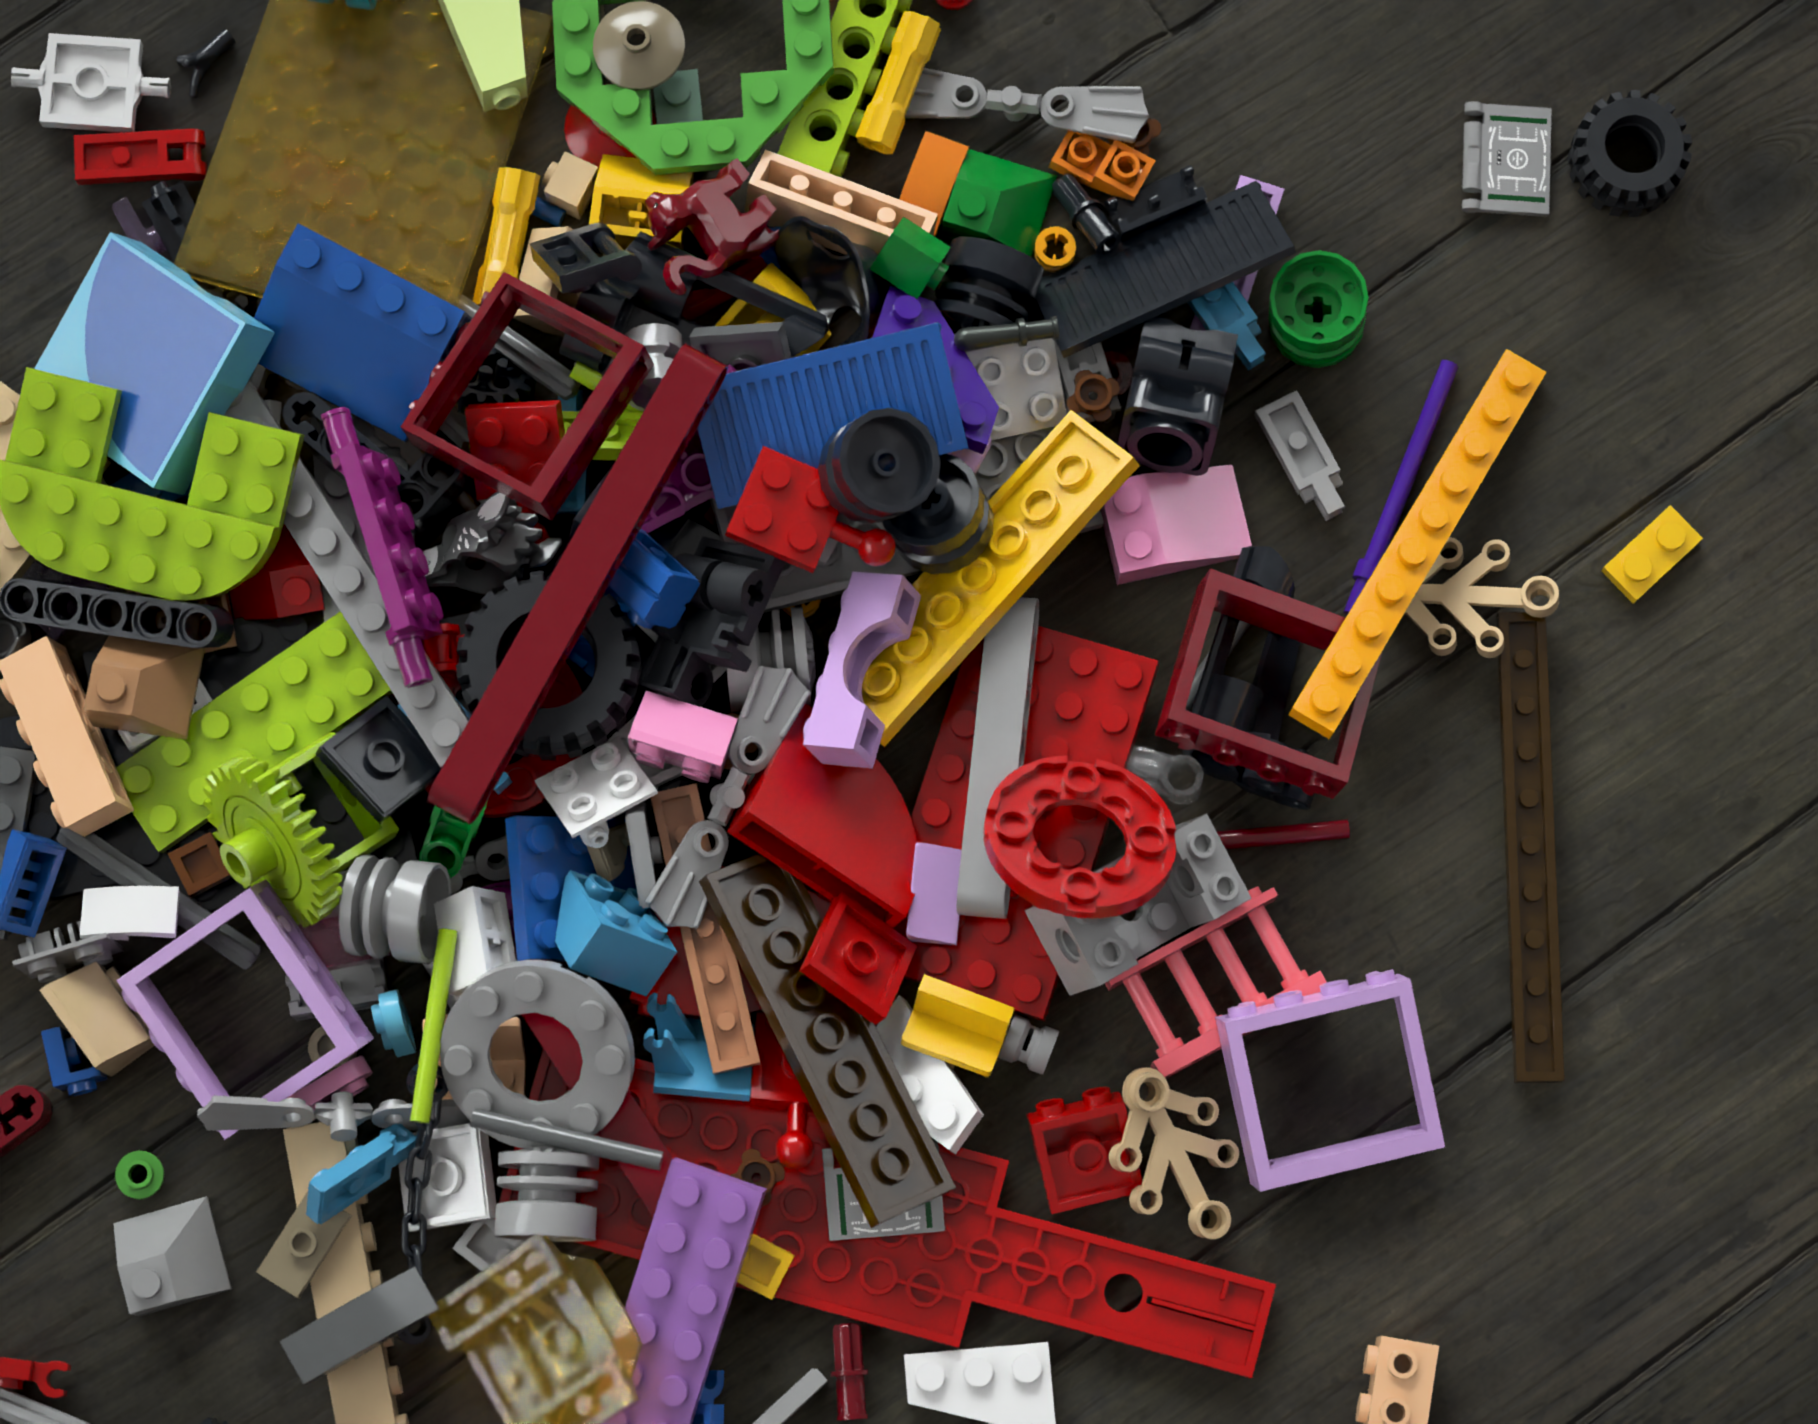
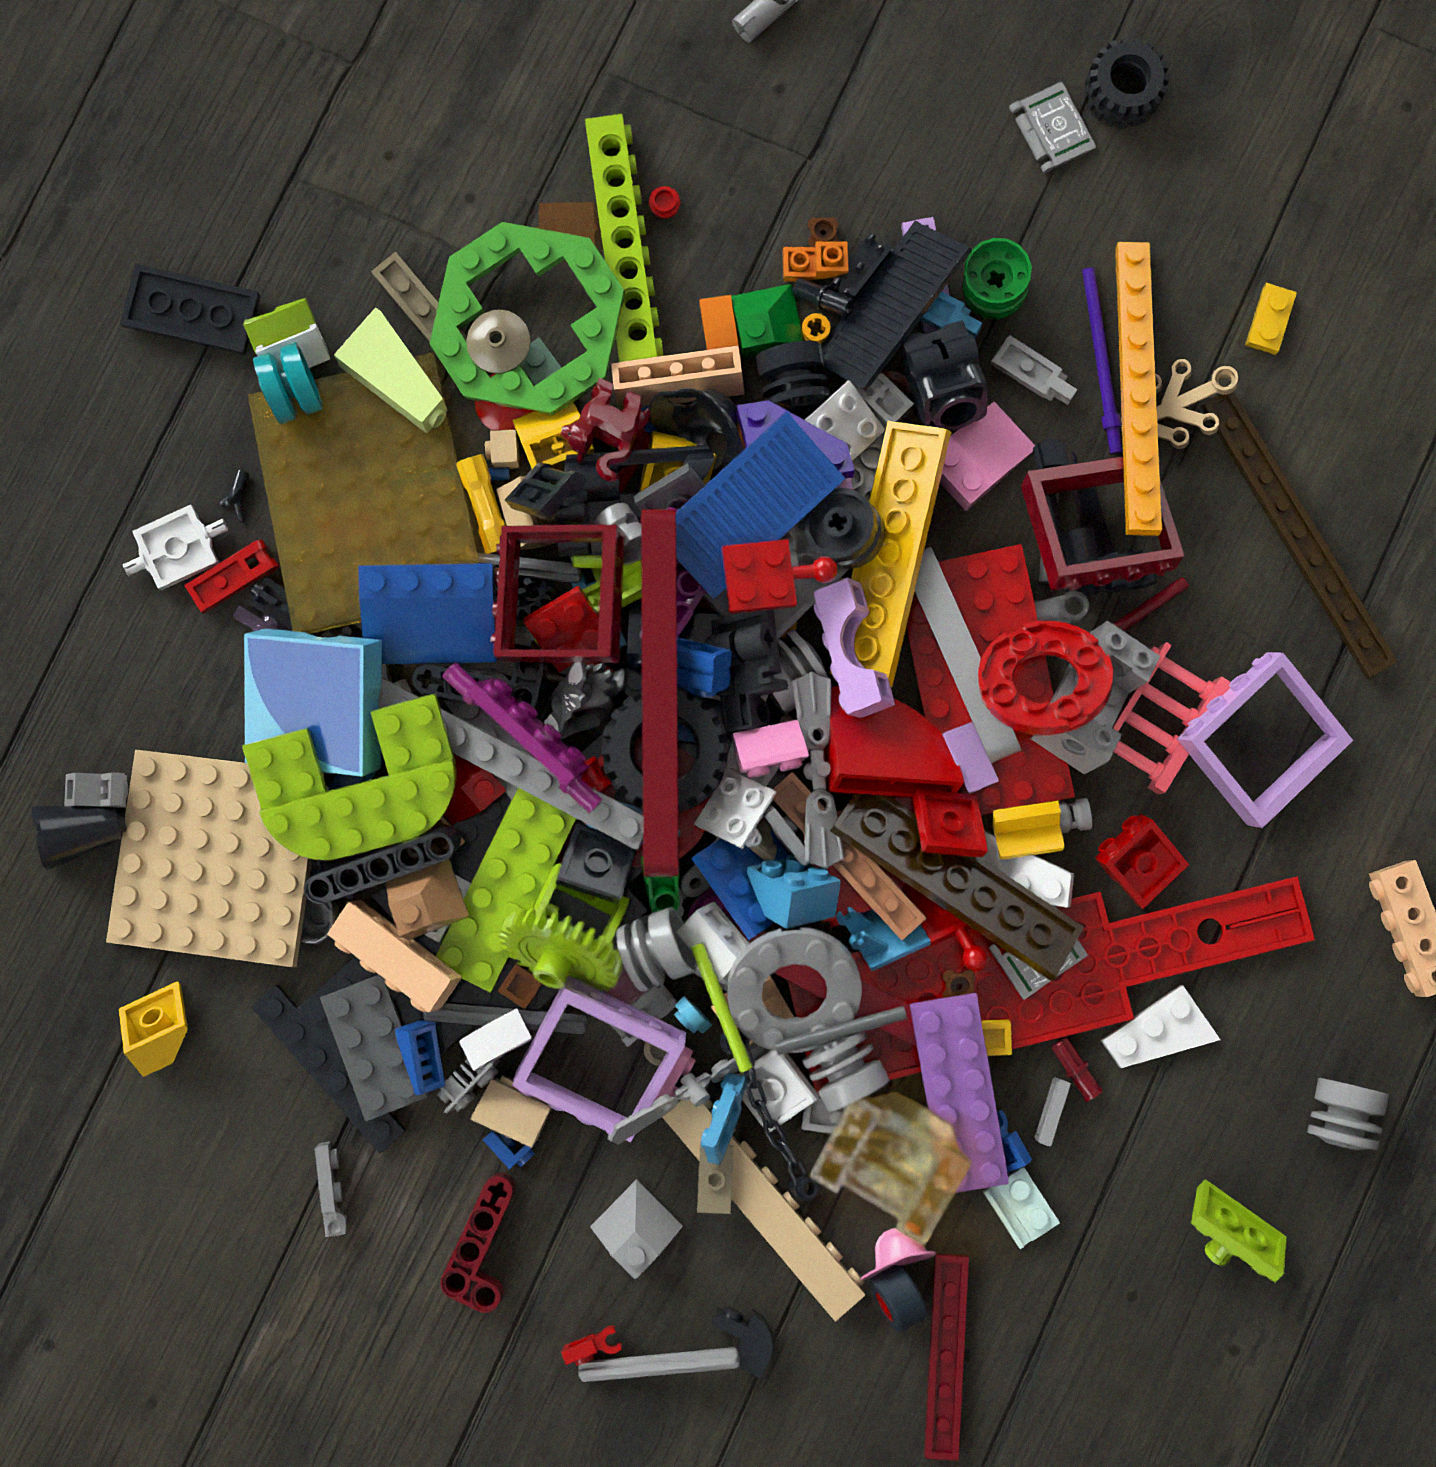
camera: 25 degrees left, 5 degrees up
(154, 1178) = (597, 1182): bright green plate -> none
(359, 1325) = (778, 1210): dark grey slope -> none
(879, 466) = (802, 519): black wheel -> none
(887, 110) = (666, 280): yellow axle -> none
(912, 259) = (741, 381): green brick -> none
(996, 335) = (831, 391): pearl dark grey piece -> none
(1092, 110) = (793, 231): light grey piece -> none
(1105, 390) = (899, 397): reddish brown plate -> none
(1170, 1148) = (1192, 832): tan plant -> none

